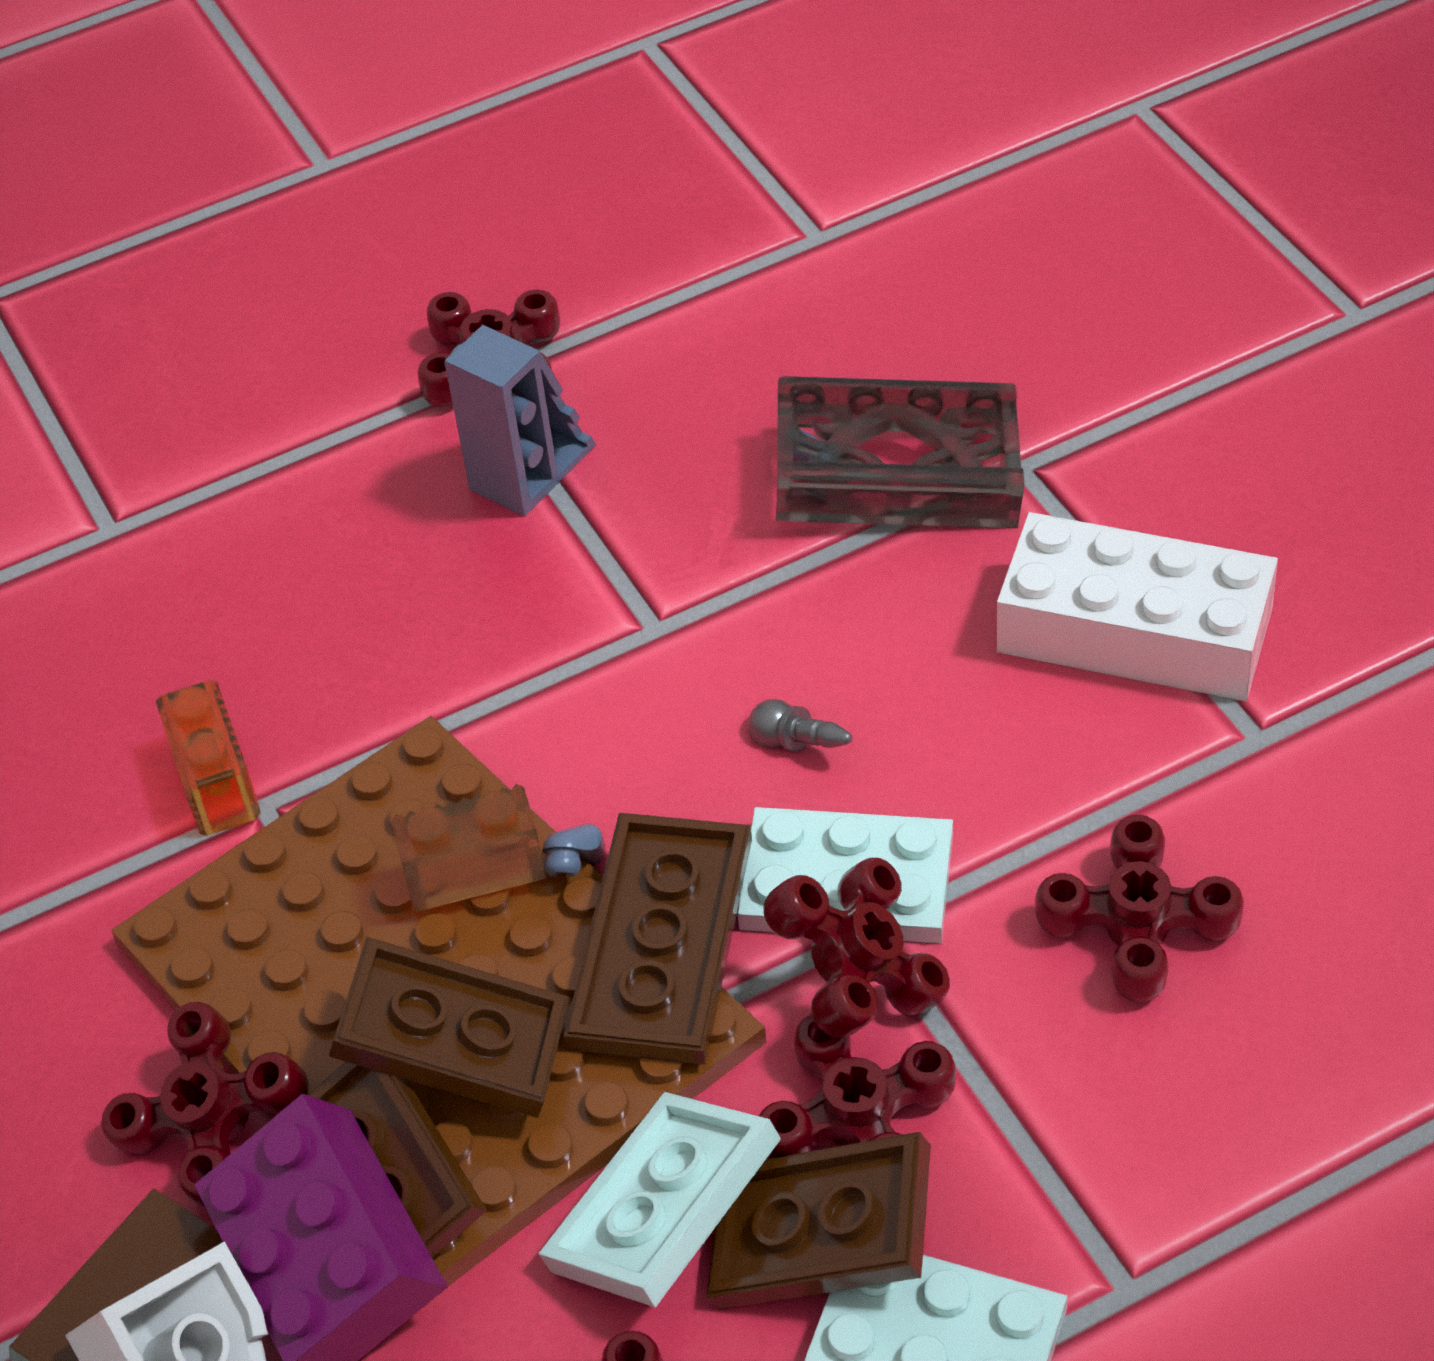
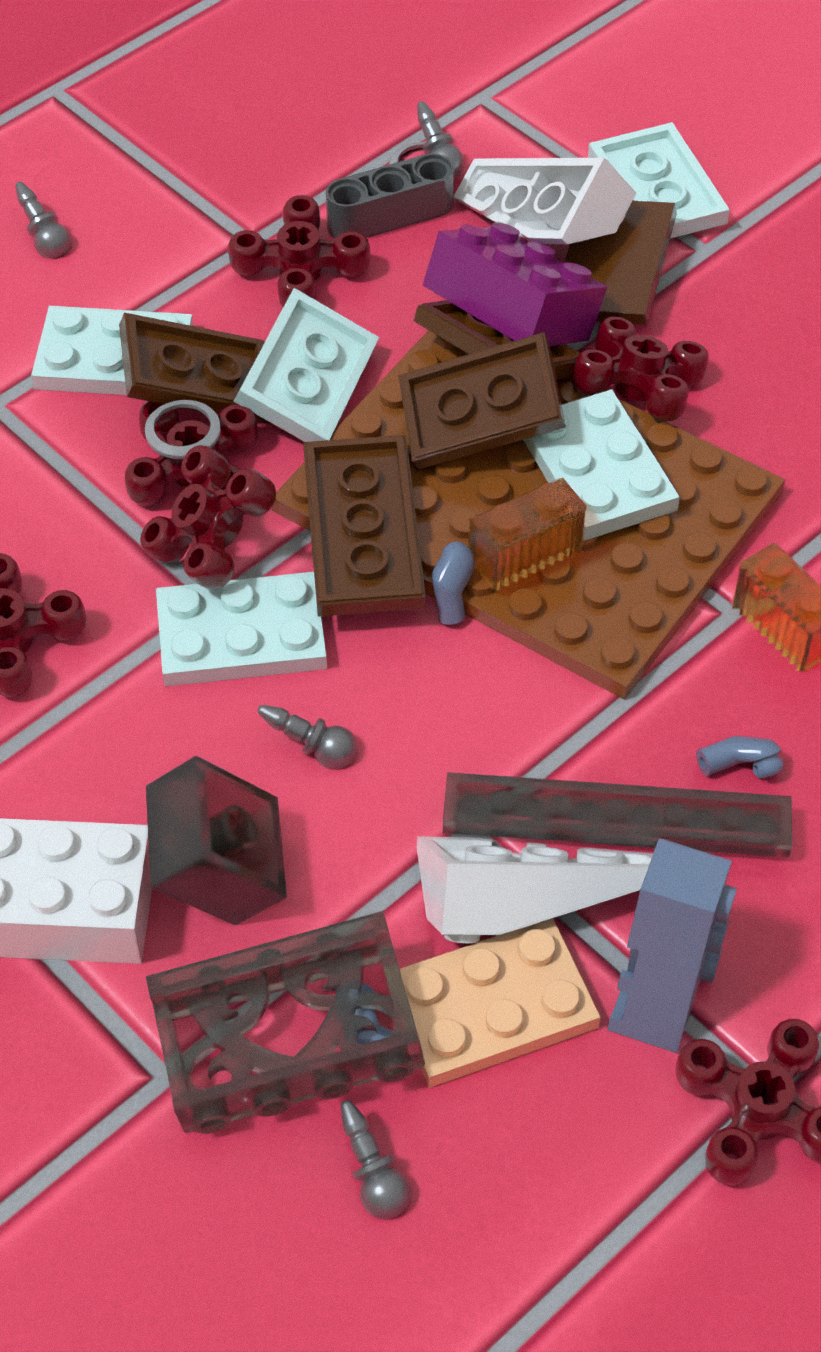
camera: 160 degrees right, 5 degrees up
(313, 946) = (605, 465): none -> light aqua plate
(342, 639) = (738, 750): none -> sand blue arm
(507, 593) = (617, 814): none -> clear smoke plate
(630, 547) = (493, 891): none -> white wedge
(691, 470) = (496, 1001): none -> light nougat plate
(843, 355) = (383, 1188): none -> flat silver bar
(862, 1131) = (179, 452): none -> light grey piece
(930, 580) = (215, 841): none -> clear smoke brick

